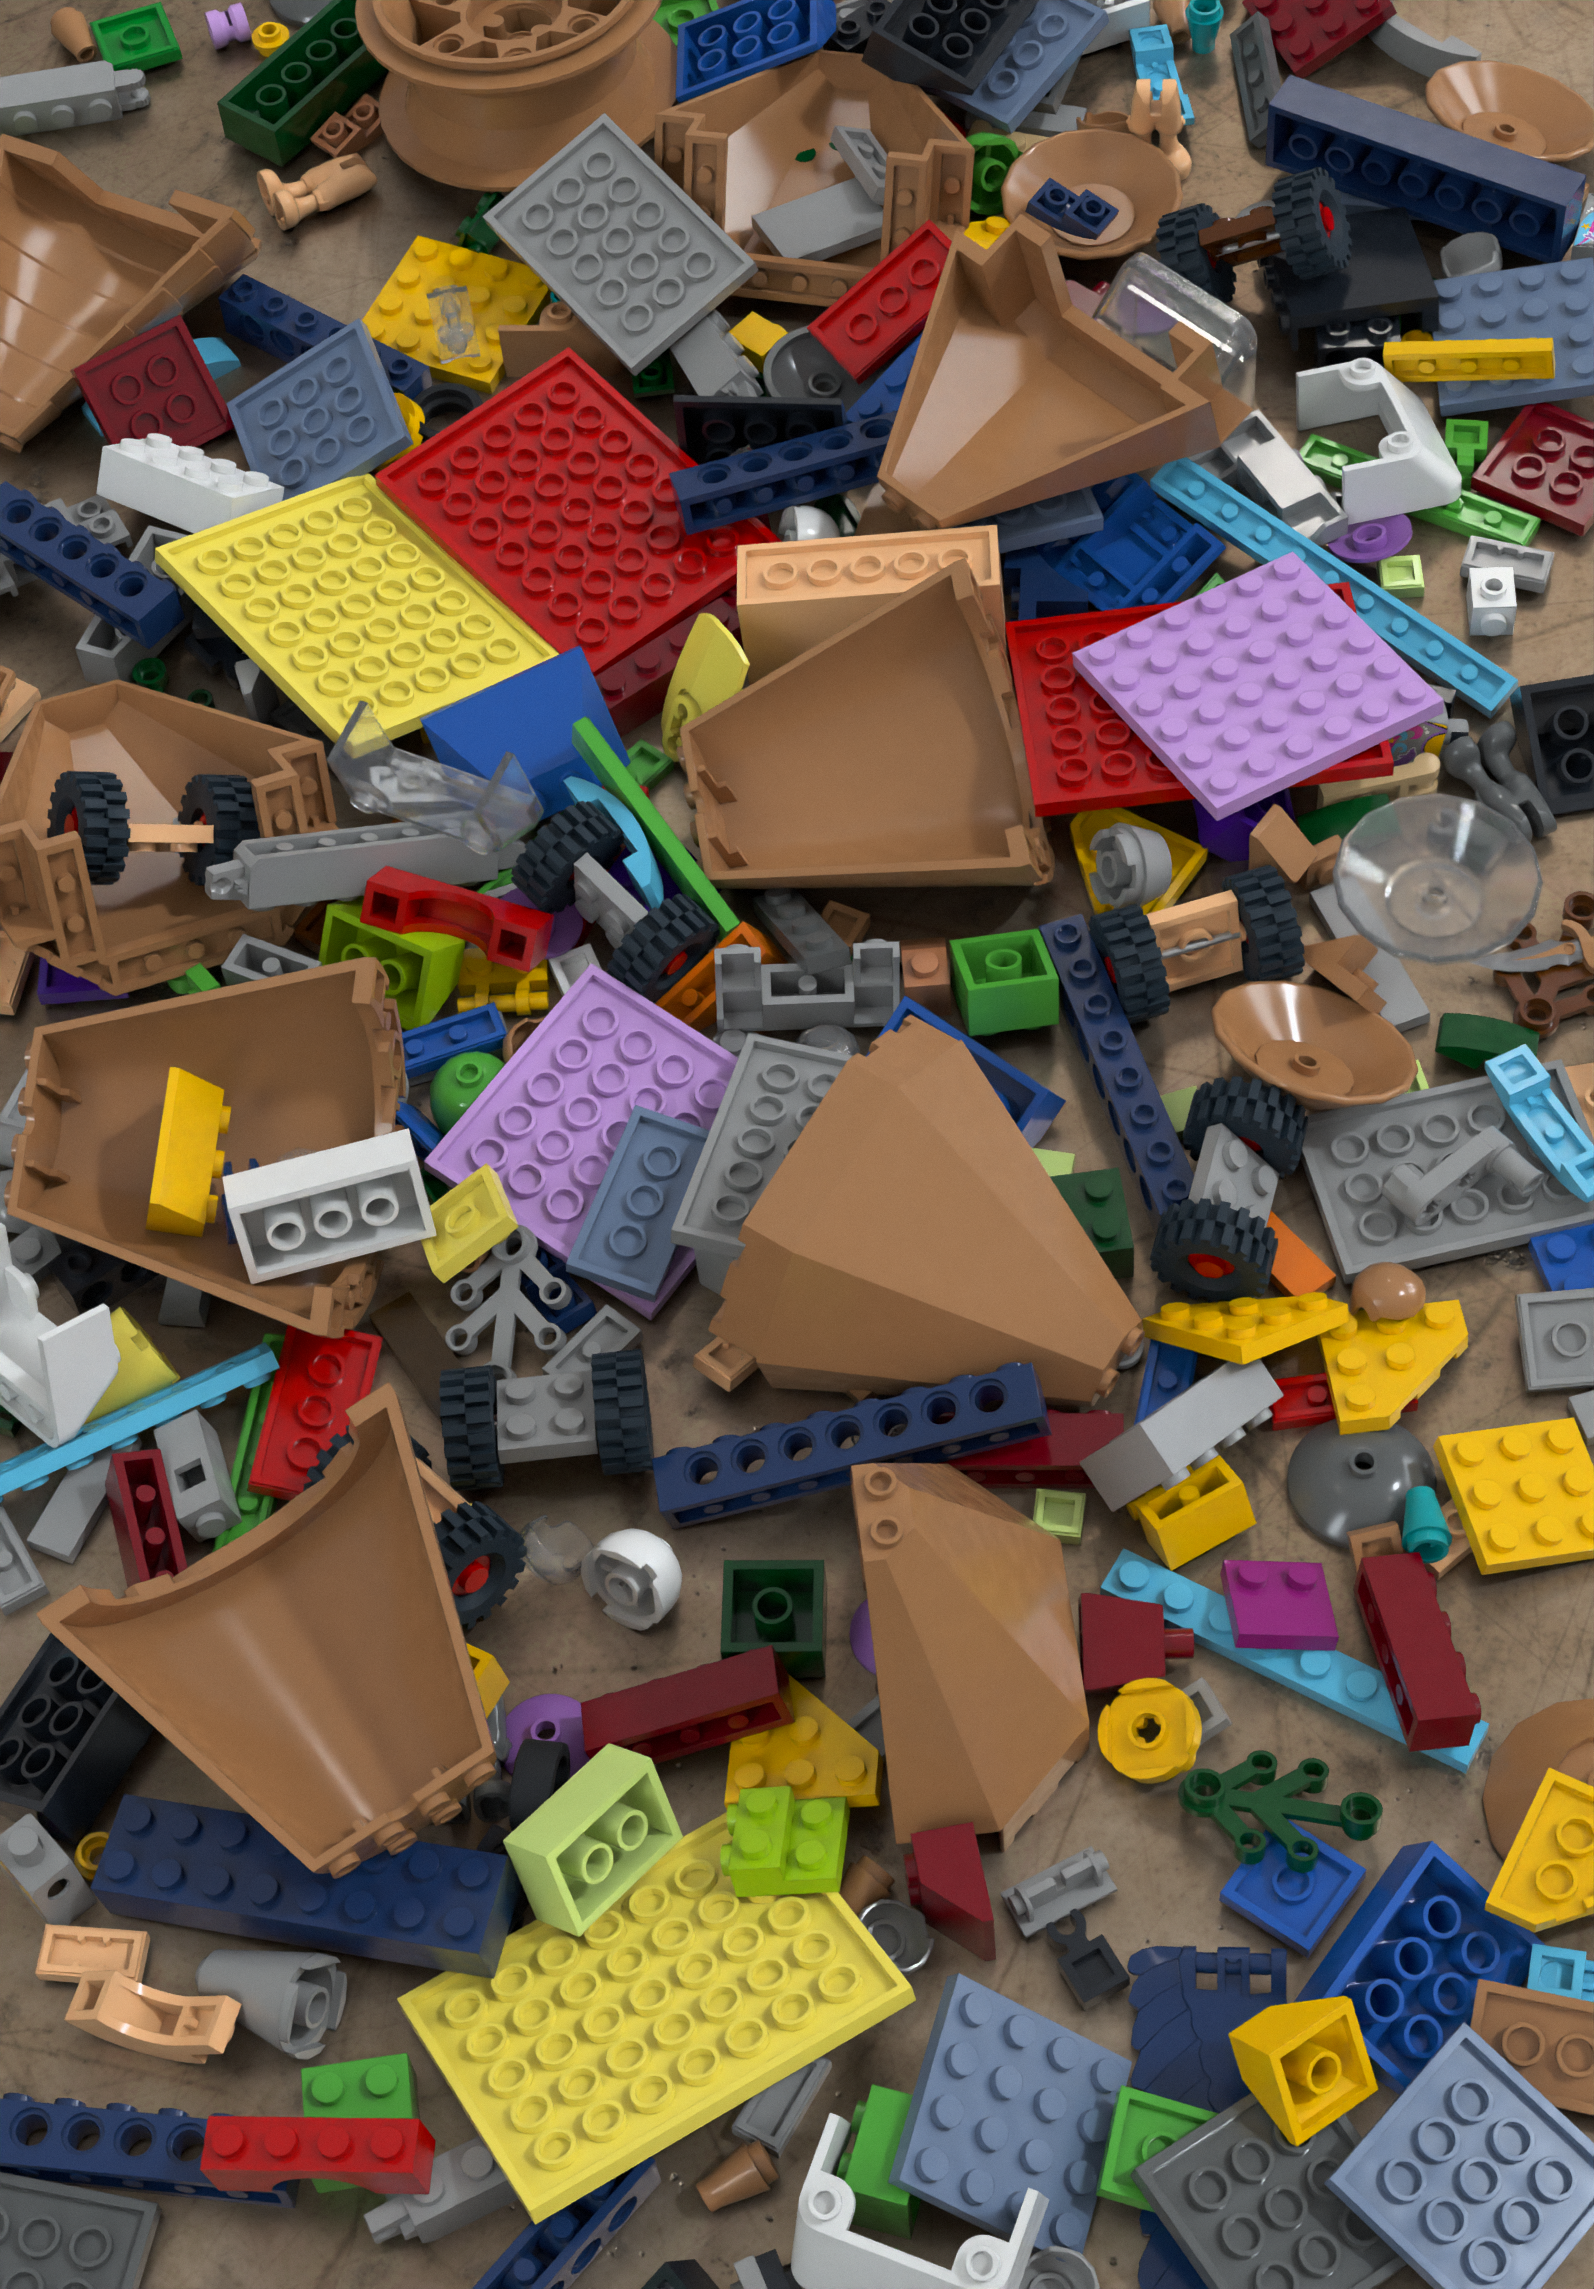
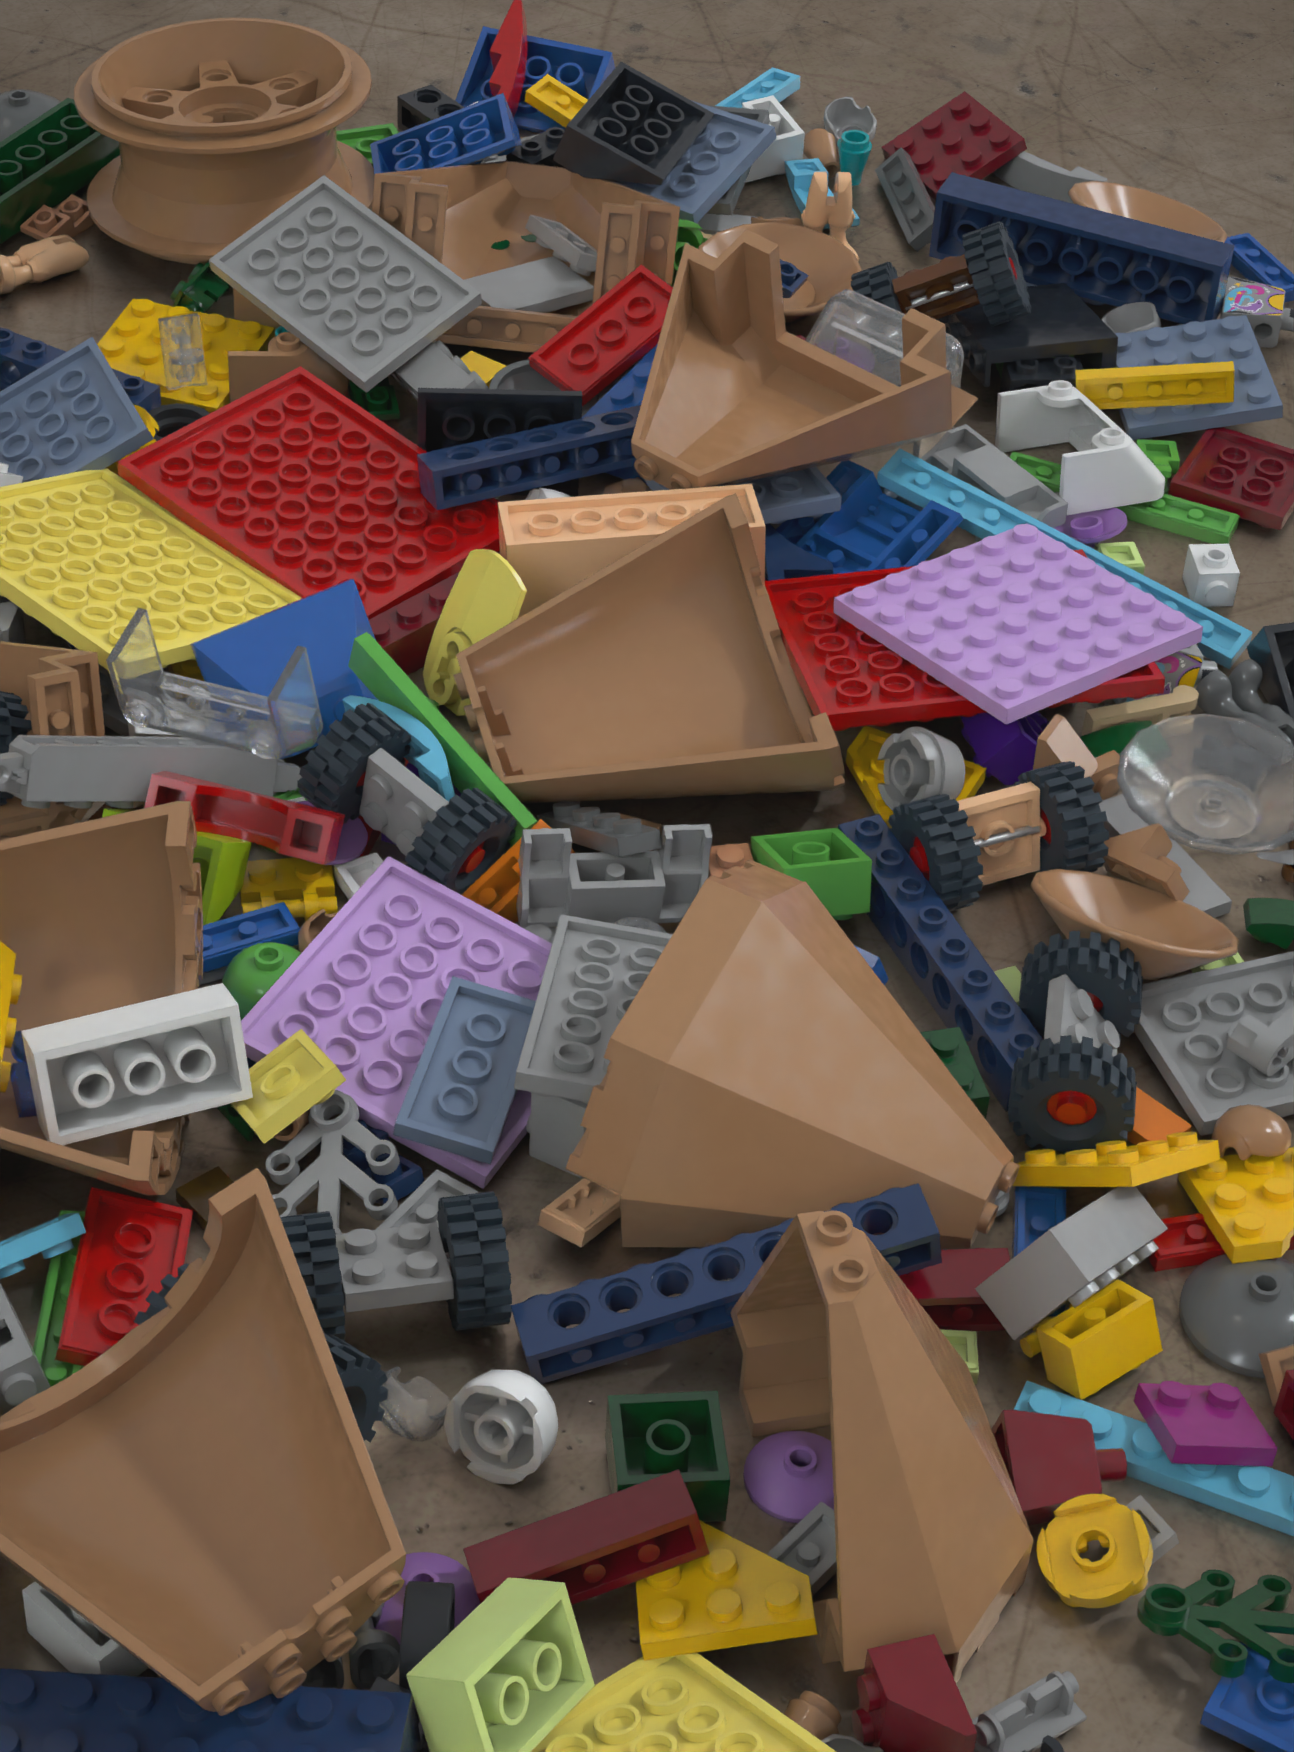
camera: 15 degrees left, 15 degrees down
(785, 1843) = (720, 1676): lime plate -> none
(1529, 564) = (1243, 547): light grey plate -> none

